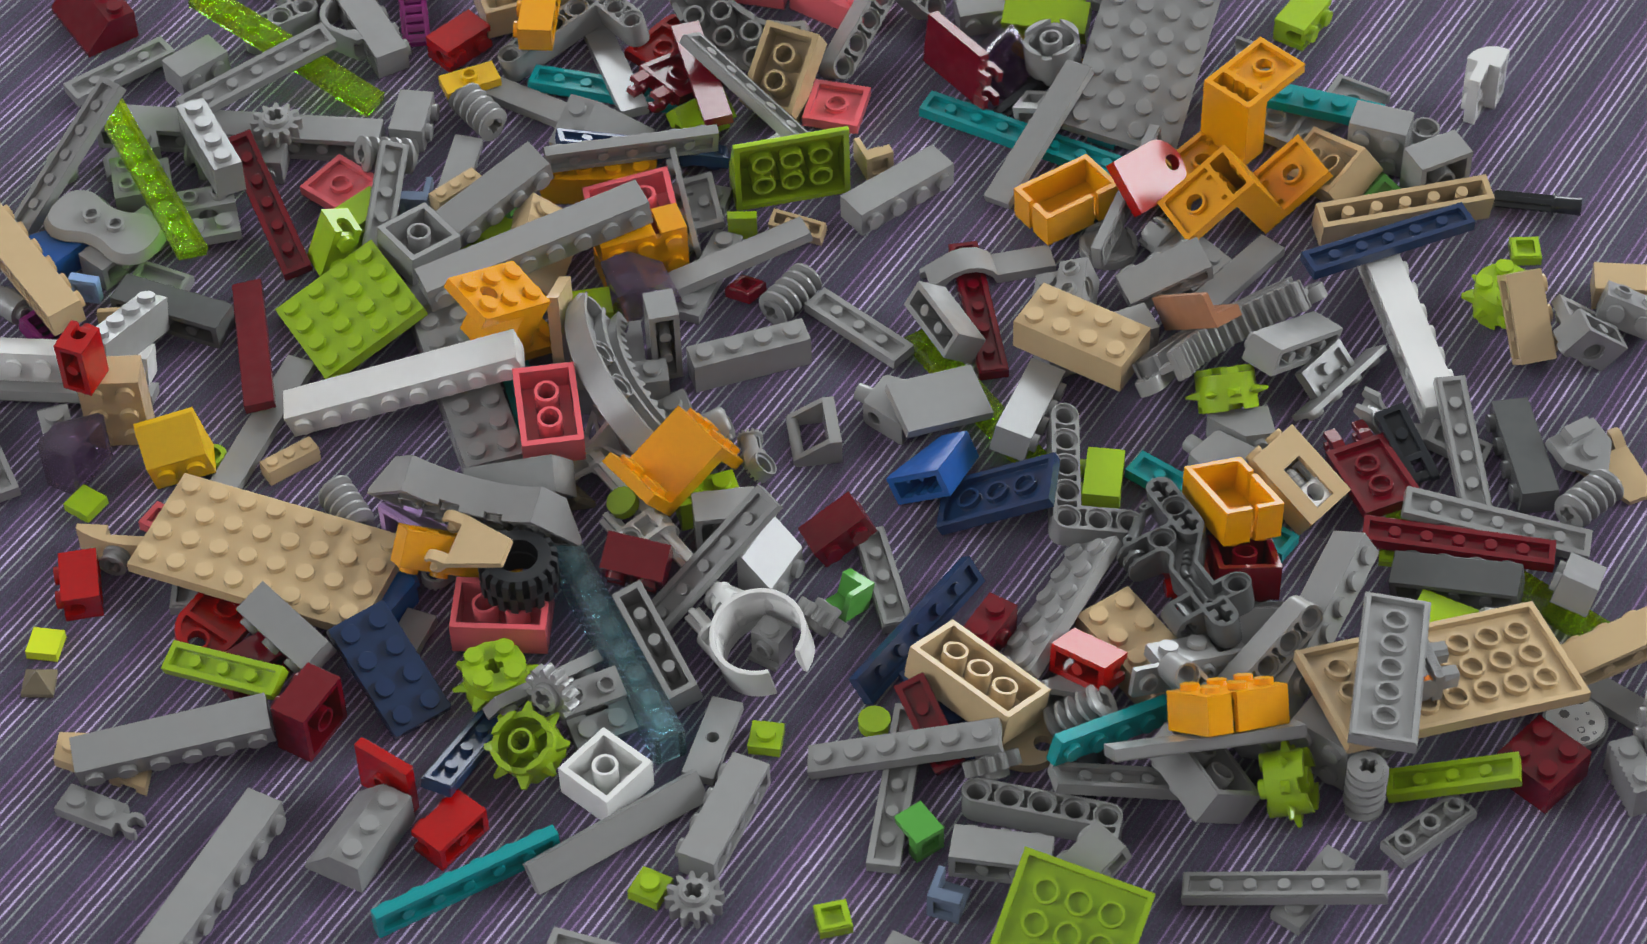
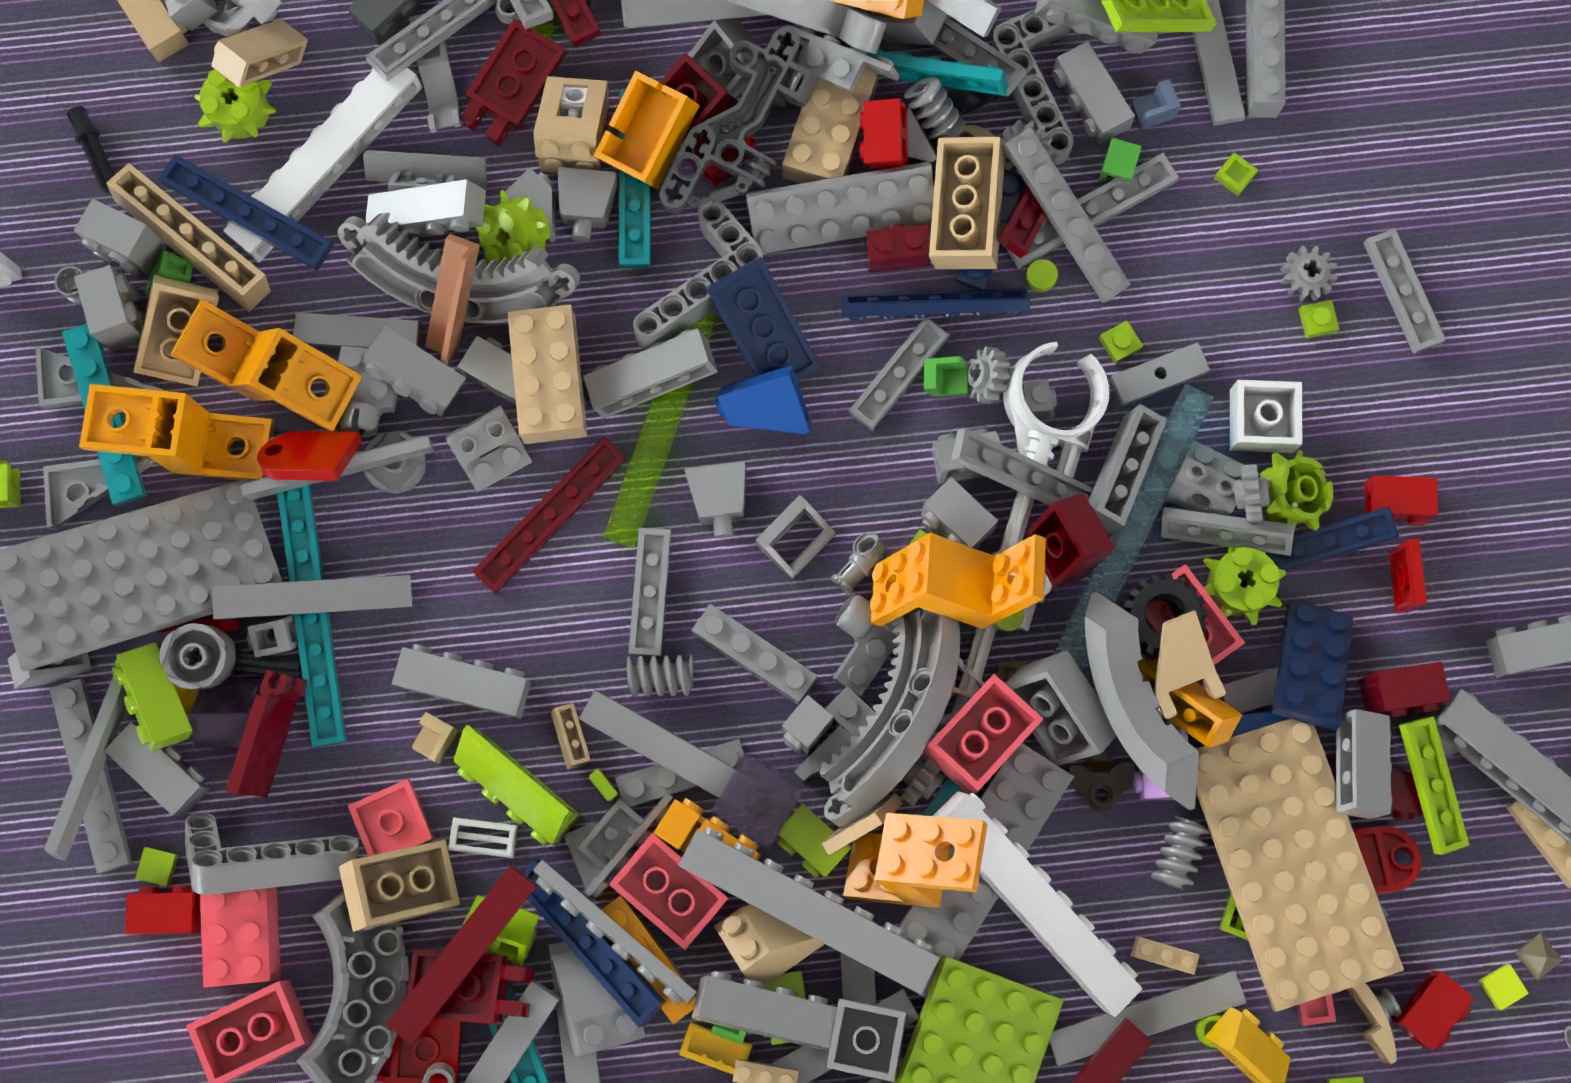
camera: 125 degrees left, 30 degrees up
(363, 836) = (1468, 561): light grey slope -> none
(461, 883) = (1441, 452): teal plate -> none
(615, 832) = (1312, 379): light grey tile -> none
(724, 816) = (1222, 309): light grey brick -> none
(741, 85) = (455, 892): light grey tile -> none
(745, 289) = (678, 721): dark red tile -> none
(837, 529) = (892, 429): dark red brick -> none
(939, 401) = (698, 447): light grey tile -> none
(944, 322) = (600, 514): light grey brick -> none
(1001, 266) = (496, 539): light grey piece -> none
(1065, 199) = (375, 520): light orange piece -> none
(1102, 477) = (671, 269): lime brick -> none
(1406, 441) = (461, 71): black plate -> none
(1525, 250) = (158, 129): lime tile -> none

